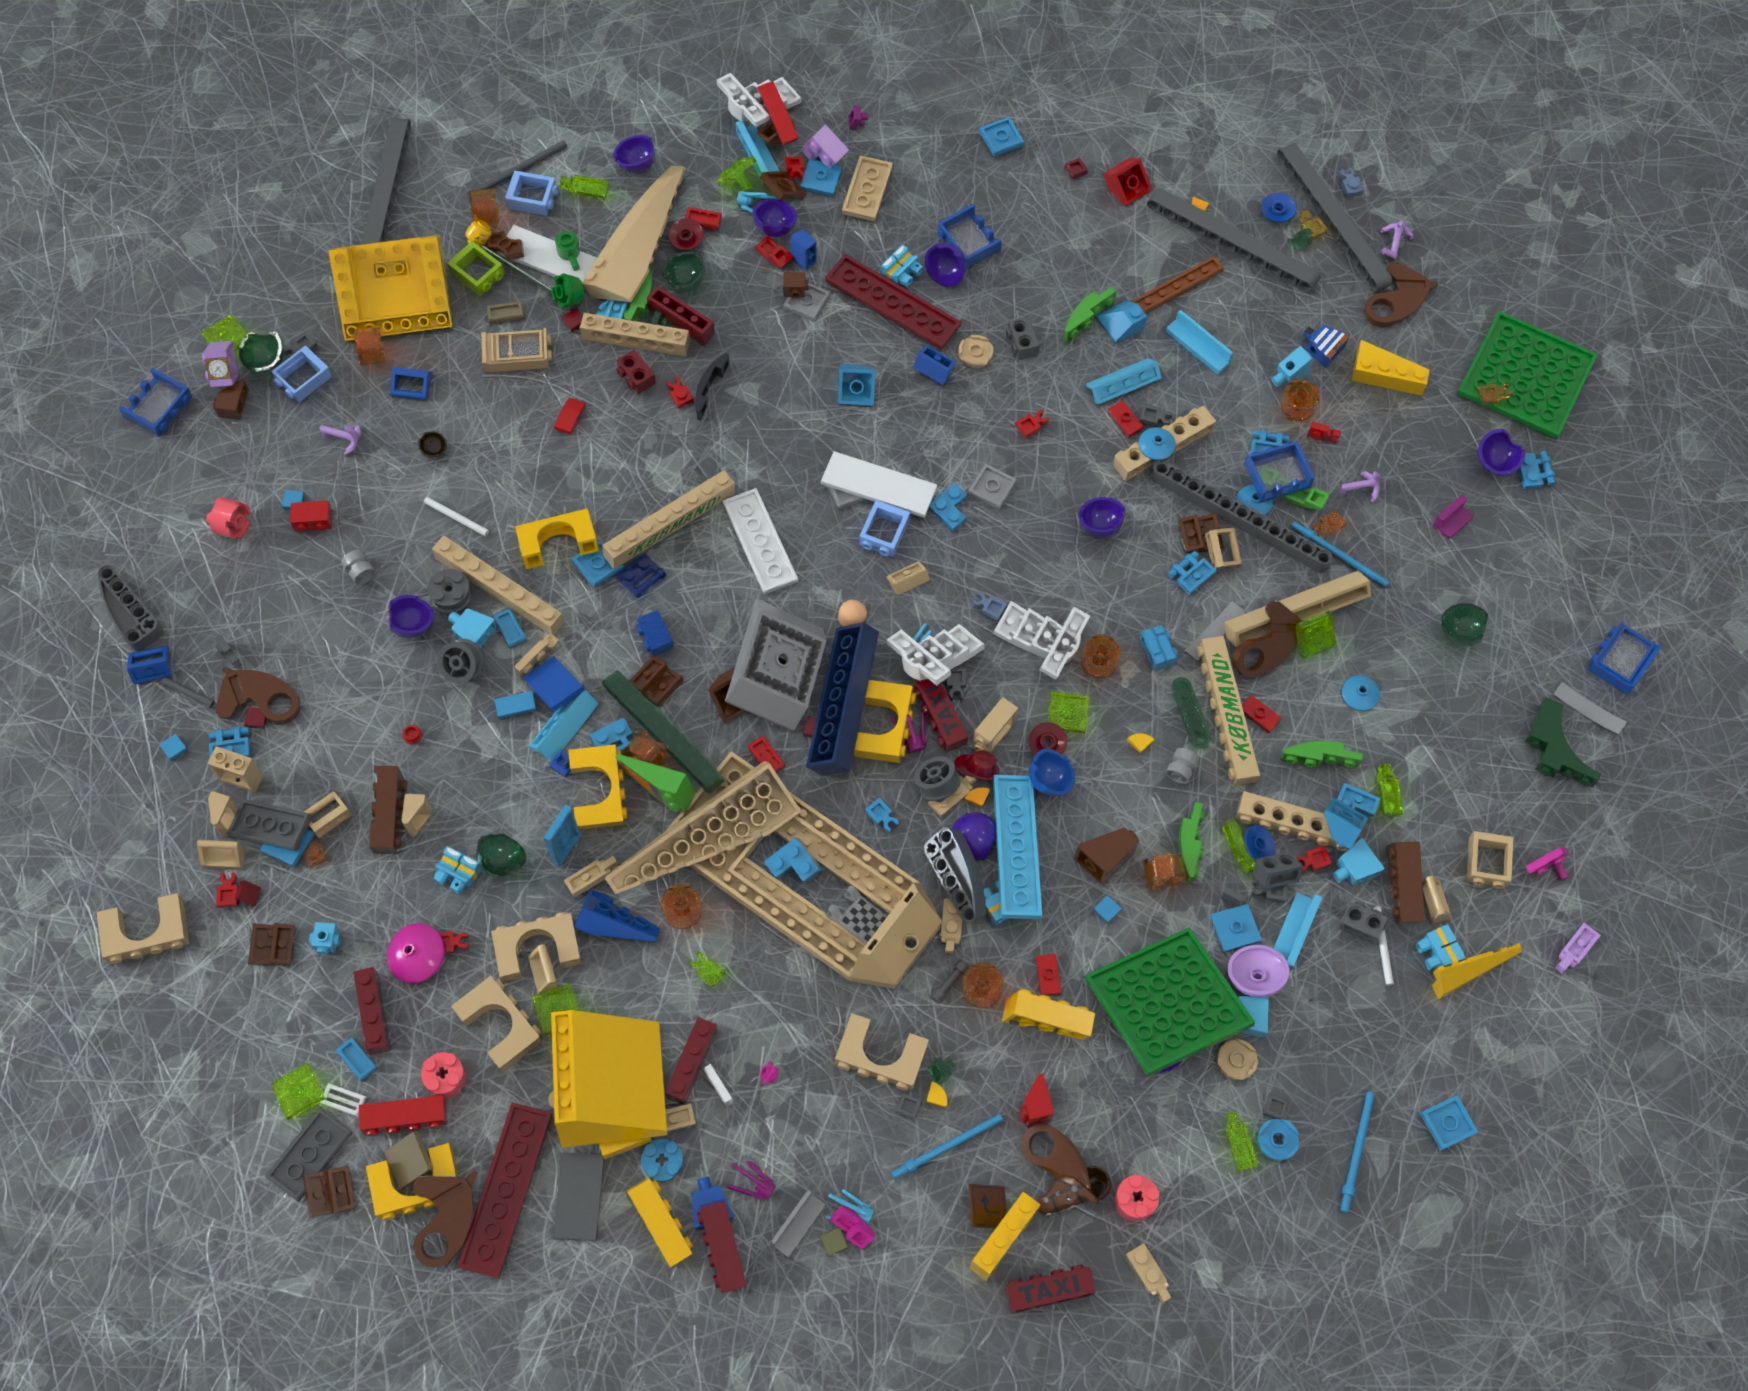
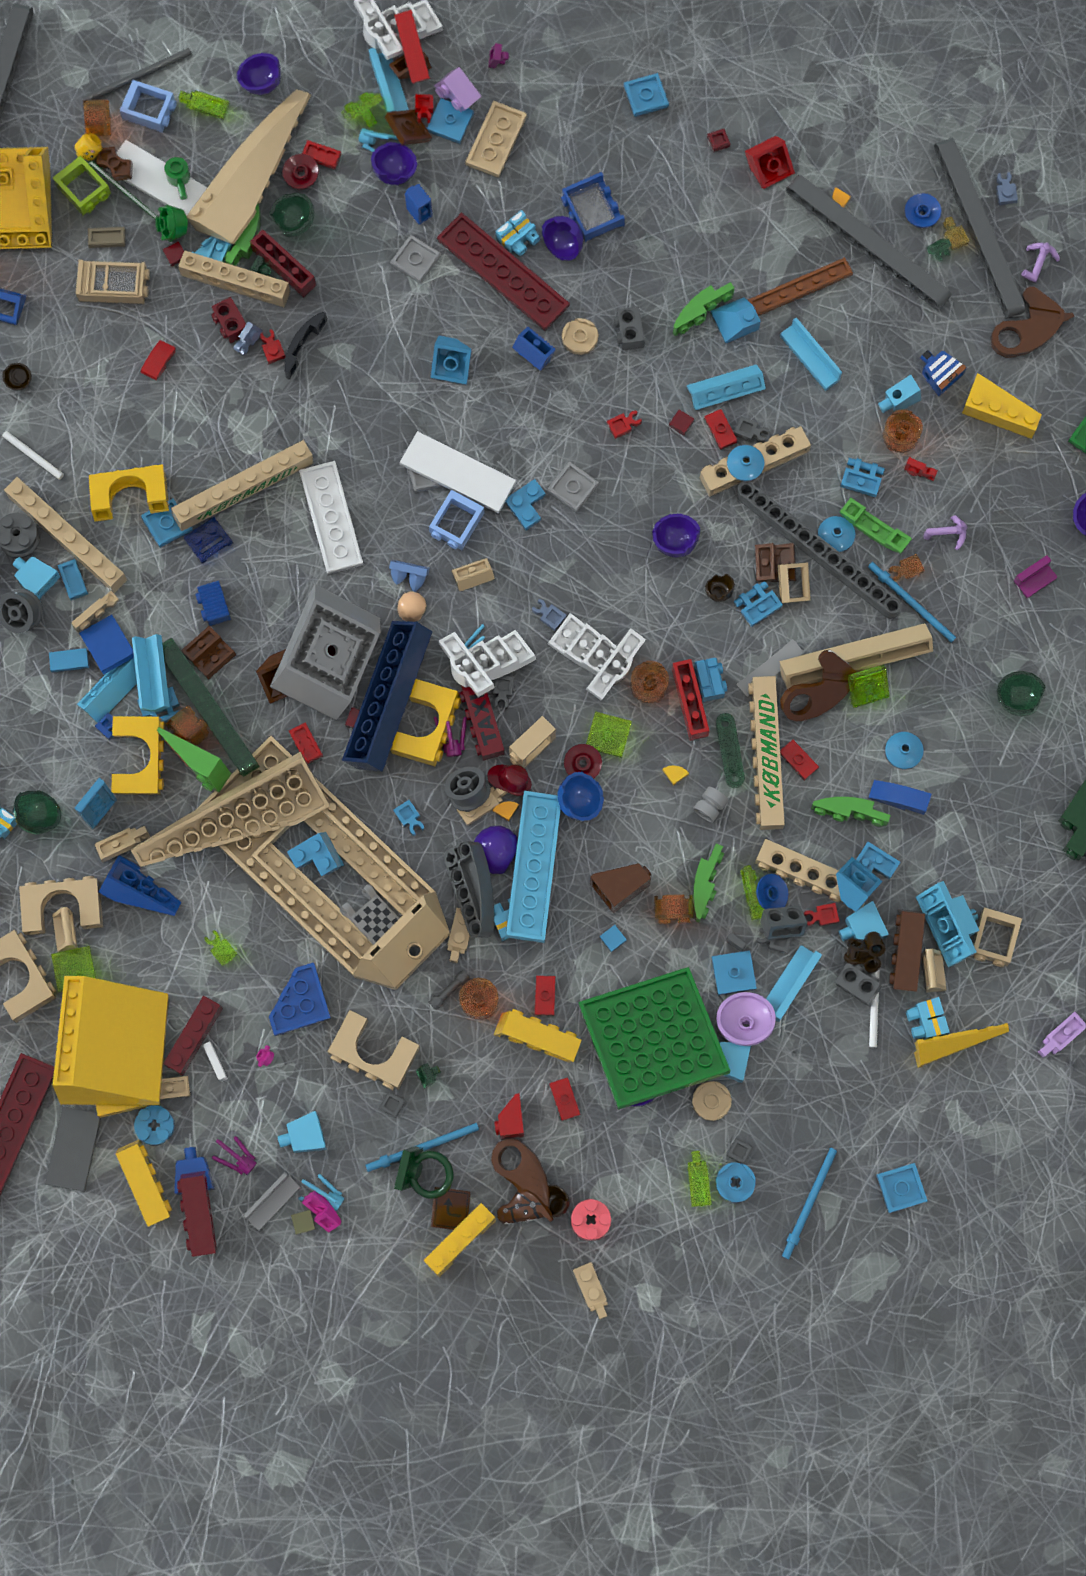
camera: 10 degrees right, 10 degrees up
(601, 705) = (150, 673): none -> medium azure panel
(656, 384) = (248, 336): none -> sand blue plate
(686, 916) = (196, 876): clear orange brick -> none
(773, 253) = (389, 201): red slope -> none
(795, 284) = (404, 242): reddish brown brick -> none
(797, 1013) = (300, 1002): none -> blue plate
(822, 1149) = (304, 1134): none -> medium azure torso
(853, 583) = (416, 573): none -> medium blue tile
(937, 1095) = (420, 1098): yellow tile -> none
(942, 1168) = (411, 1168): none -> dark green tile
(1049, 1289) = (495, 1293): dark red brick -> none
(1086, 417) = (681, 422): none -> dark red tile
(1086, 1077) = (564, 1099): none -> red plate
(1144, 668) = (690, 699): none -> red brick
(1153, 561) = (720, 587): none -> dark brown hair
(1279, 471) = (864, 507): window -> none
(1366, 888) = (866, 951): none -> dark brown piece
(1368, 736) = (900, 796): none -> blue slope
(1389, 791) = (910, 855): clear neon green hinge -> none
(1443, 849) = (949, 922): none -> medium azure brick
(1553, 858) = (1058, 945): dark pink plate -> none

